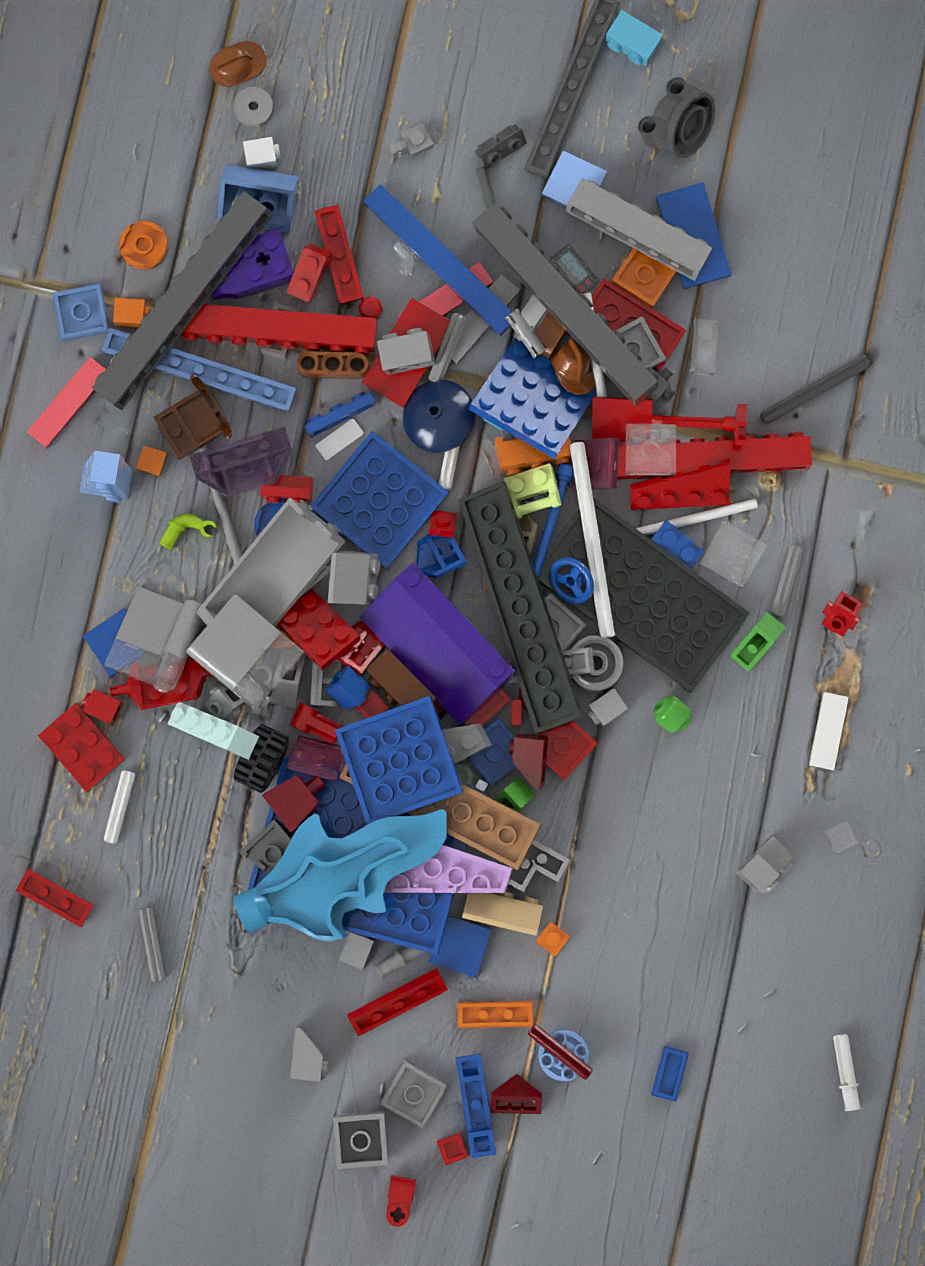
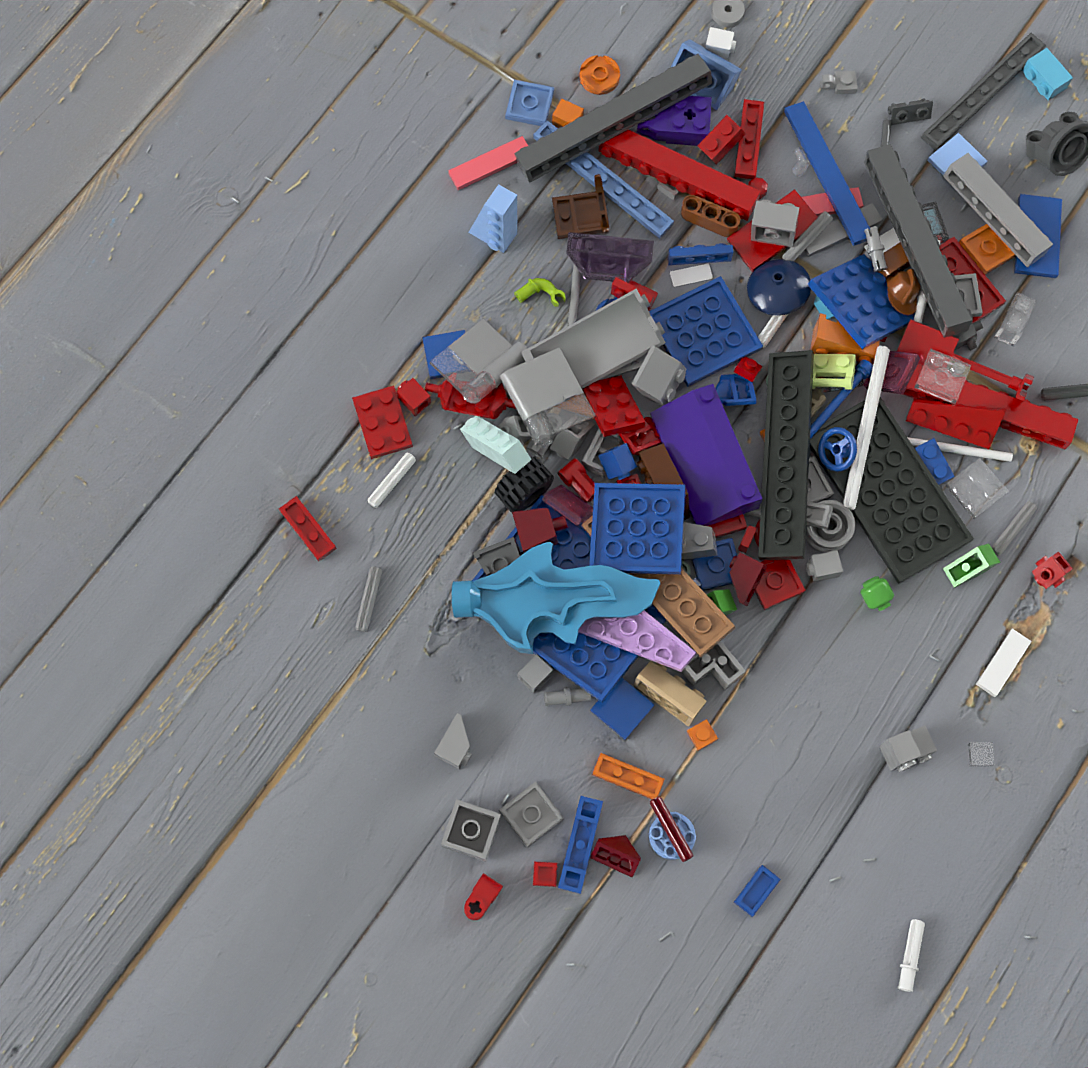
camera: 20 degrees right, 10 degrees down
(151, 461) = (535, 231): orange tile -> none
(397, 1002) = (550, 730): red plate -> none

